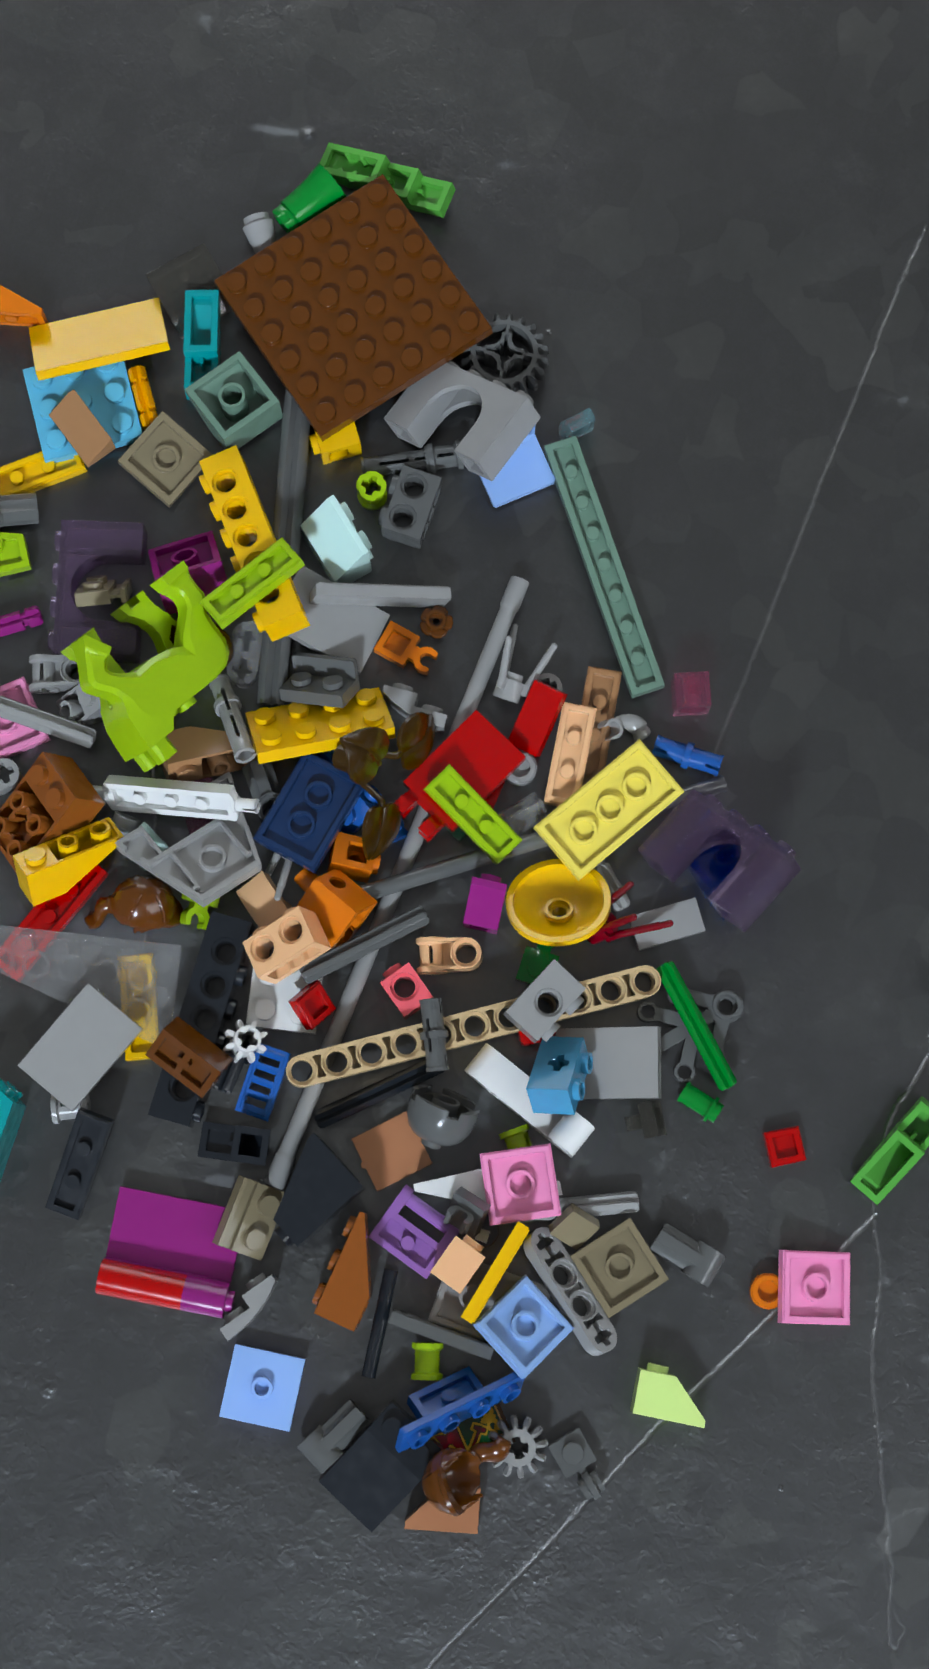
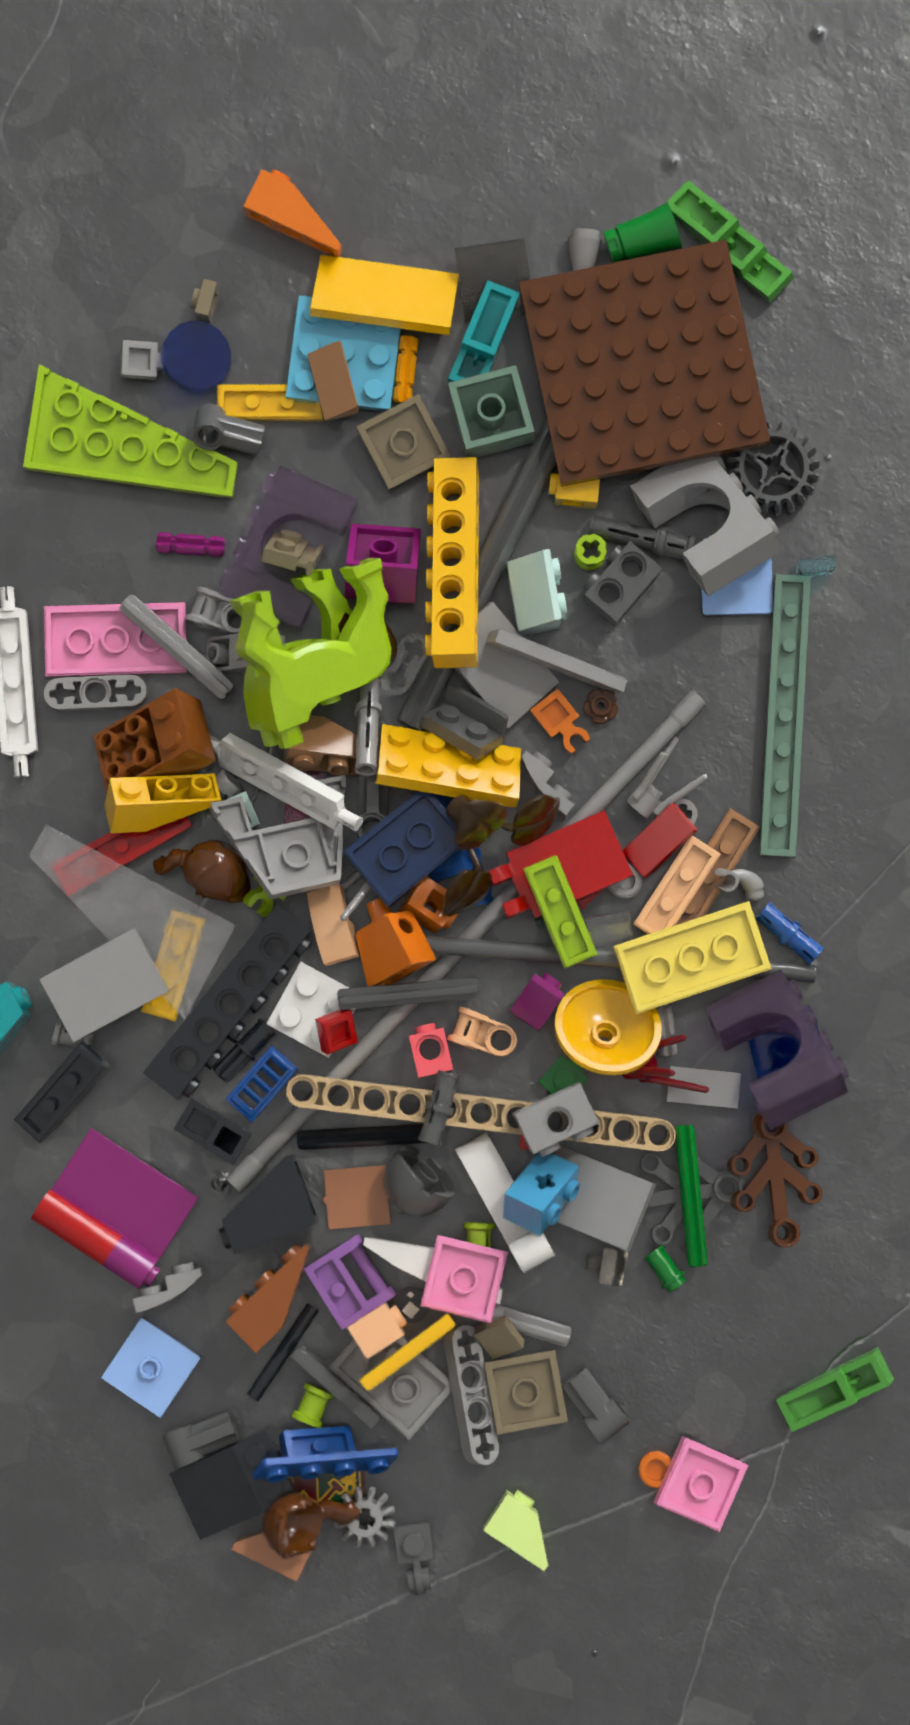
camera: 20 degrees right, 5 degrees up
(189, 1056) = (202, 1035): reddish brown hinge -> none
(249, 1218) = (200, 1206): dark tan plate -> none
(252, 583) = (437, 607): lime tile -> none
(254, 1040) = (250, 1040): white gear -> none
(288, 952) = (334, 974): light nougat brick -> none
(466, 1212) = (403, 1285): dark grey tile -> none
(523, 1326) = (414, 1410): light blue plate -> none
(691, 693) = (817, 875): clear pink brick -> none
(764, 973) = (775, 1171): none -> reddish brown plant
(784, 1146) = (727, 1341): red tile -> none

